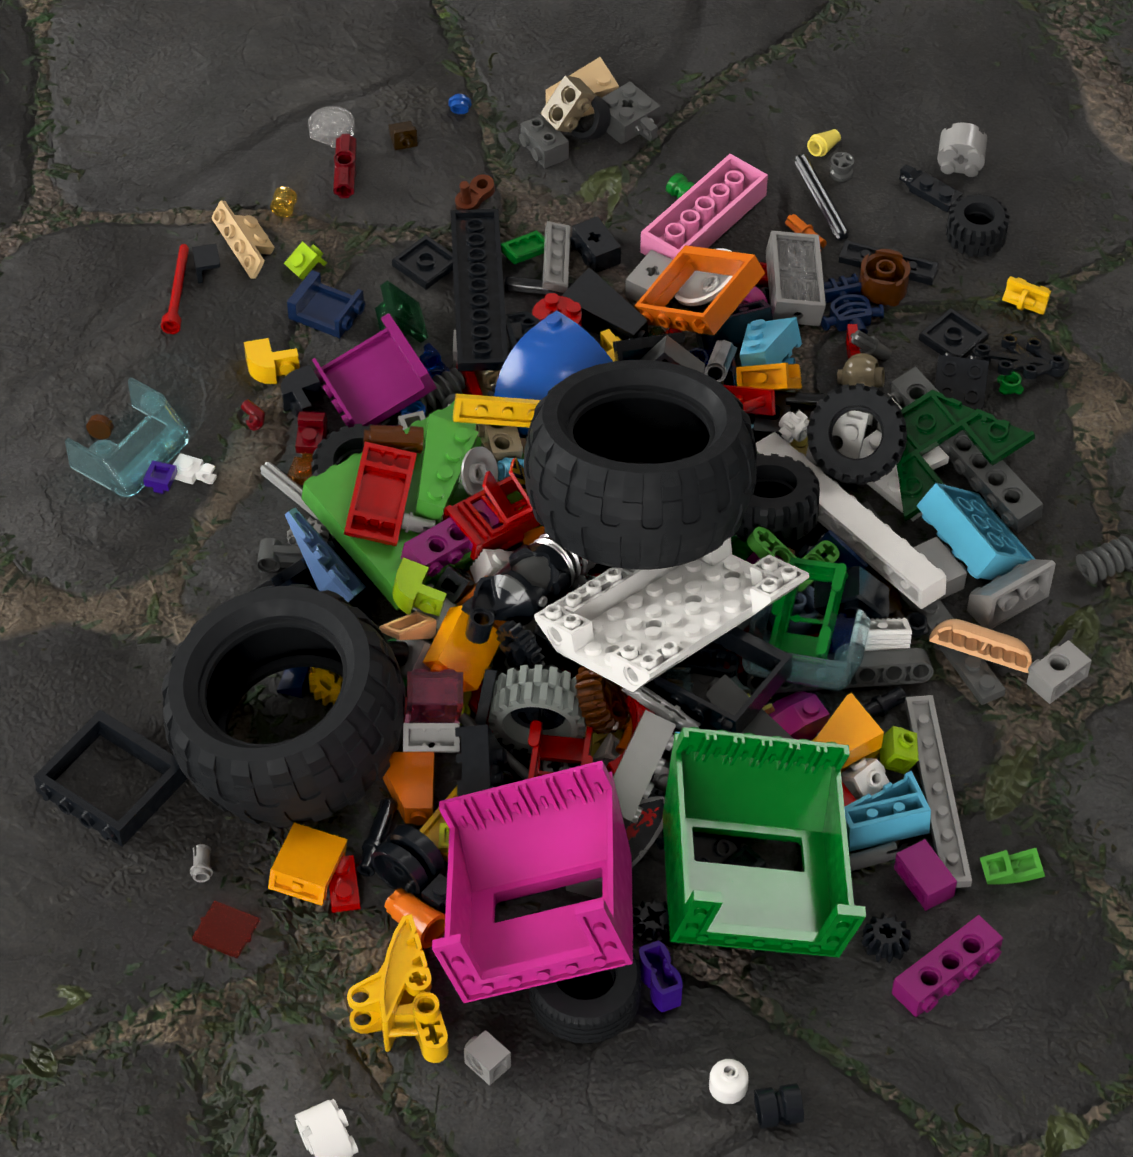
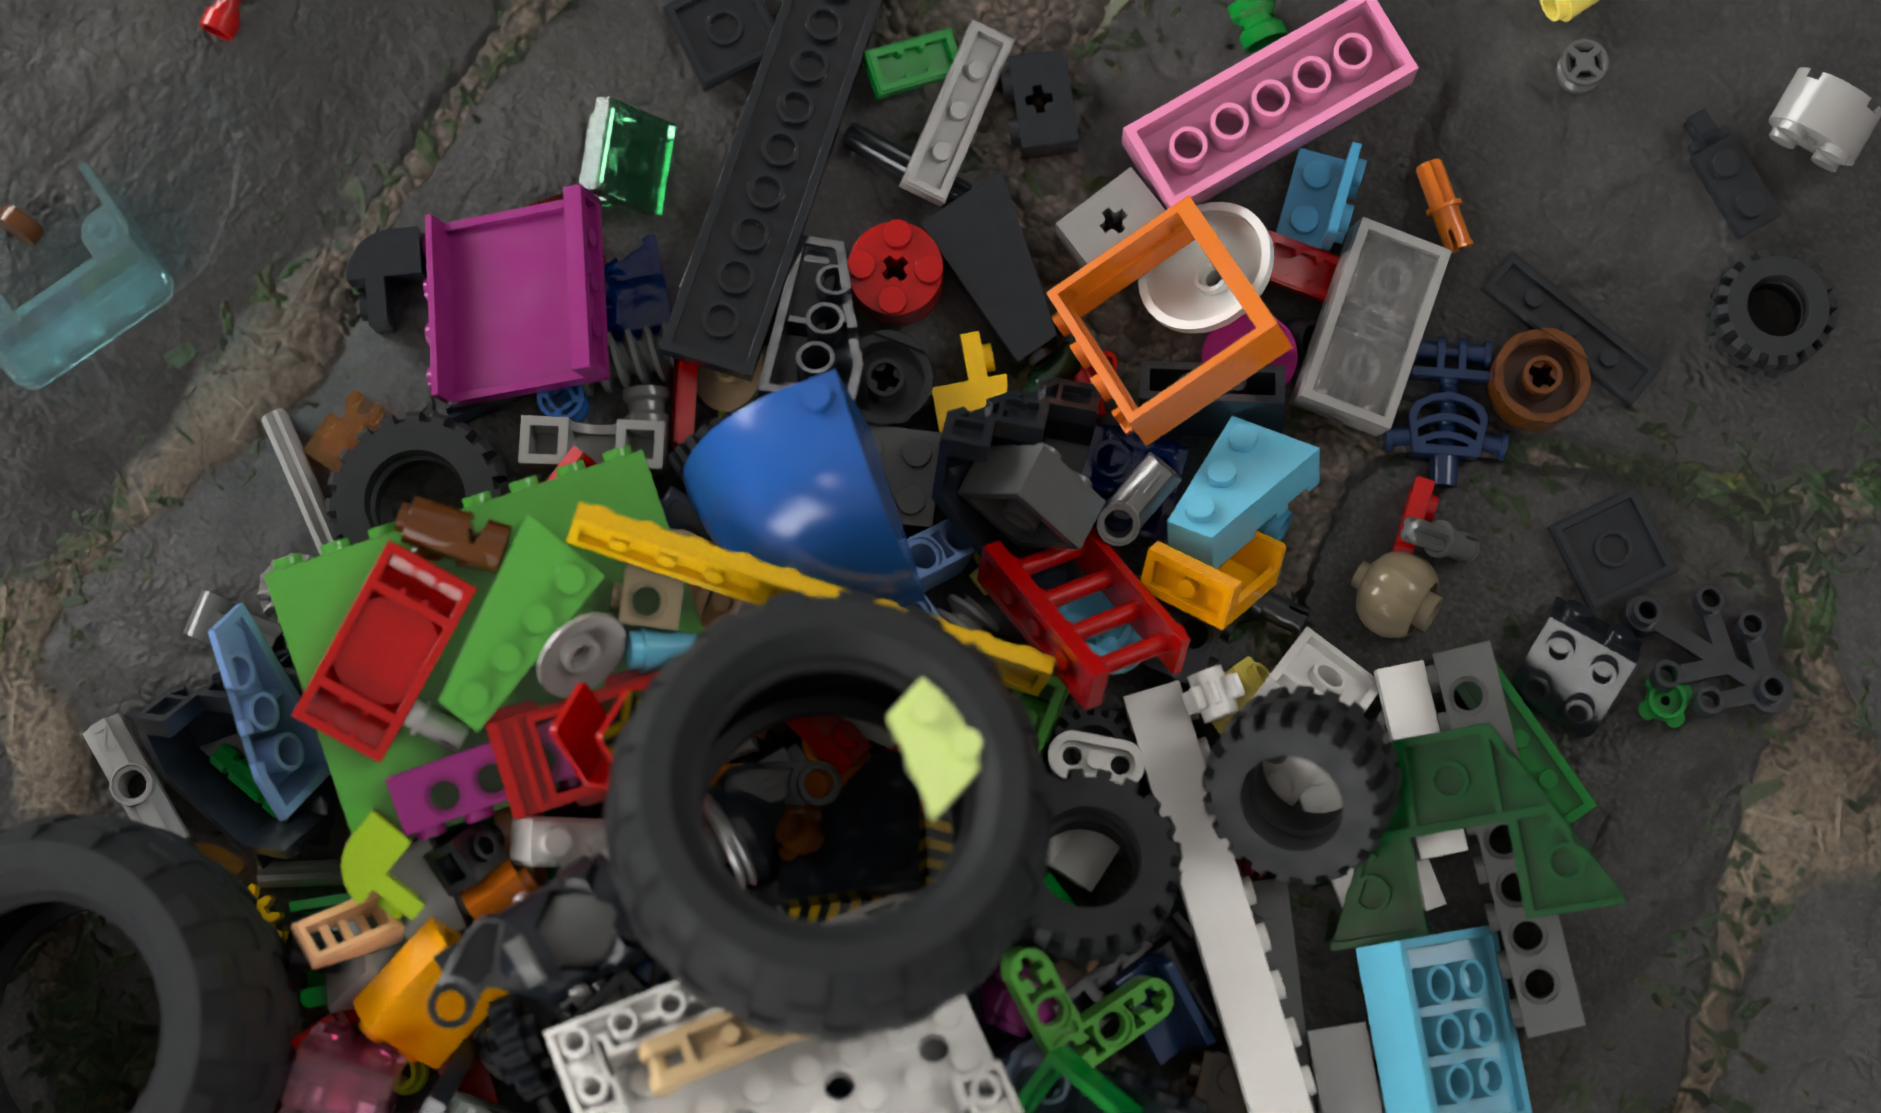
camera: 30 degrees right, 30 degrees up
(160, 476) = (81, 381): dark purple tile -> none
(193, 468) = (145, 372): white plate -> none
(255, 413) = (299, 291): dark red arm -> none
(265, 364) = (346, 177): yellow brick -> none
(311, 431) = (369, 375): dark red brick -> none
(324, 306) = (504, 78): dark blue panel -> none
(627, 591) = (707, 1048): none -> tan plate
(680, 403) = (935, 746): none -> yellowish green wing
(749, 239) = (1317, 197): none -> dark azure bracket
(821, 197) = (1513, 125): axle -> none
(1026, 295) = (1787, 511): yellow hips -> none

